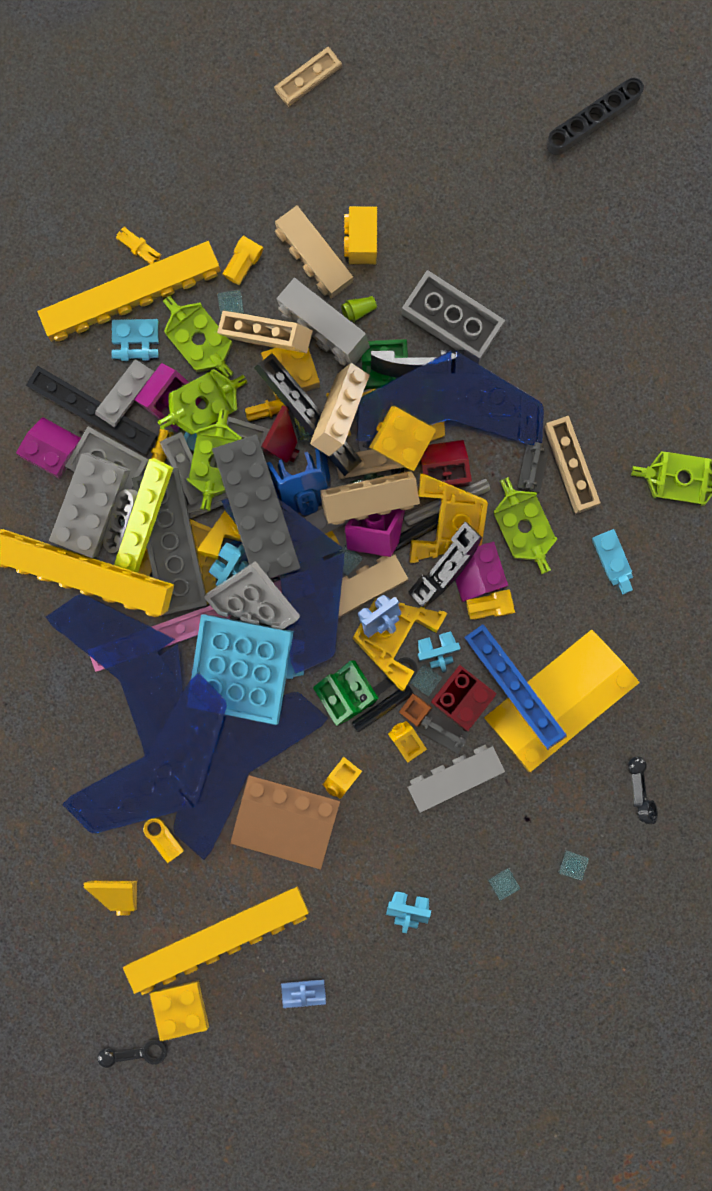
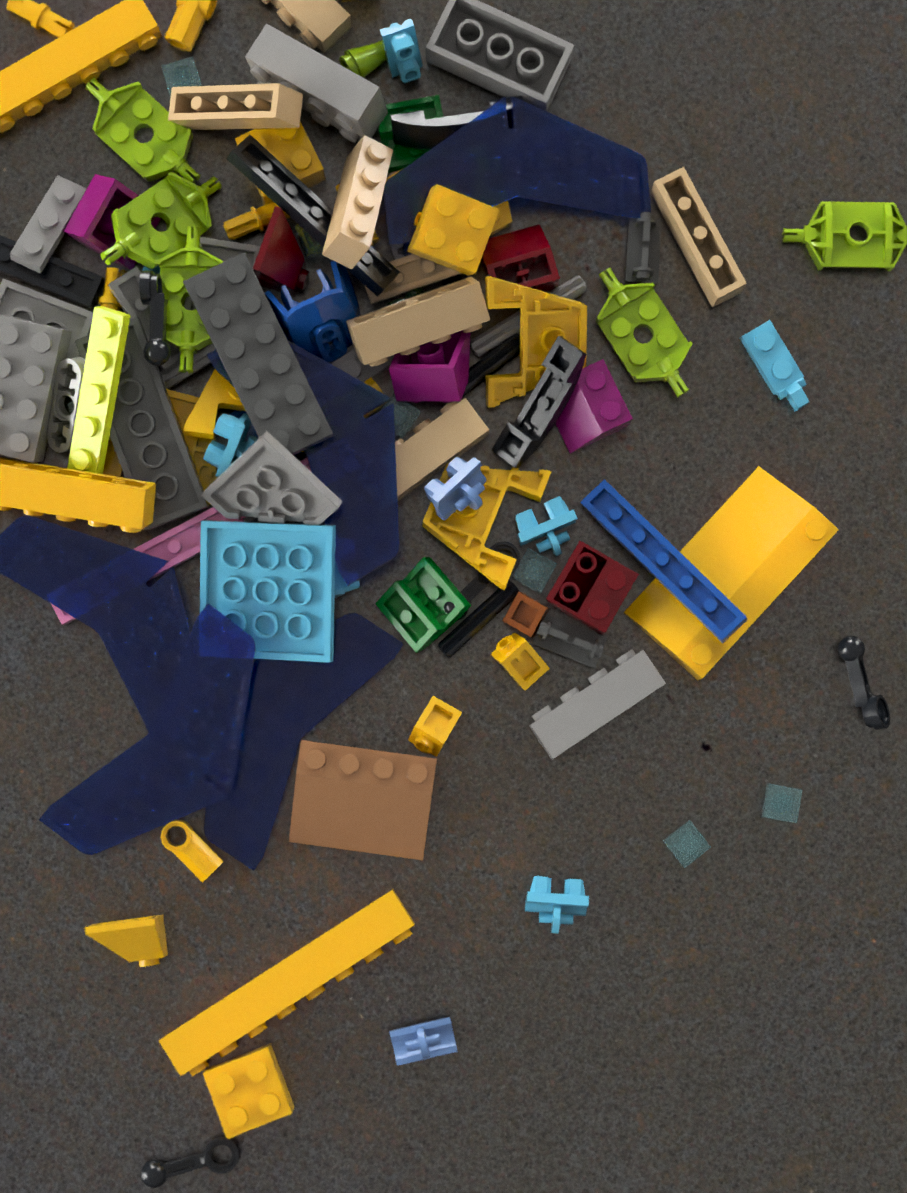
camera: 10 degrees left, 0 degrees up
(135, 332) = (52, 138): medium azure plate -> none
(187, 493) = (150, 287): none -> black piece
(385, 306) = (402, 50): none -> medium azure hips
(495, 604) = (619, 449): yellow piece -> none

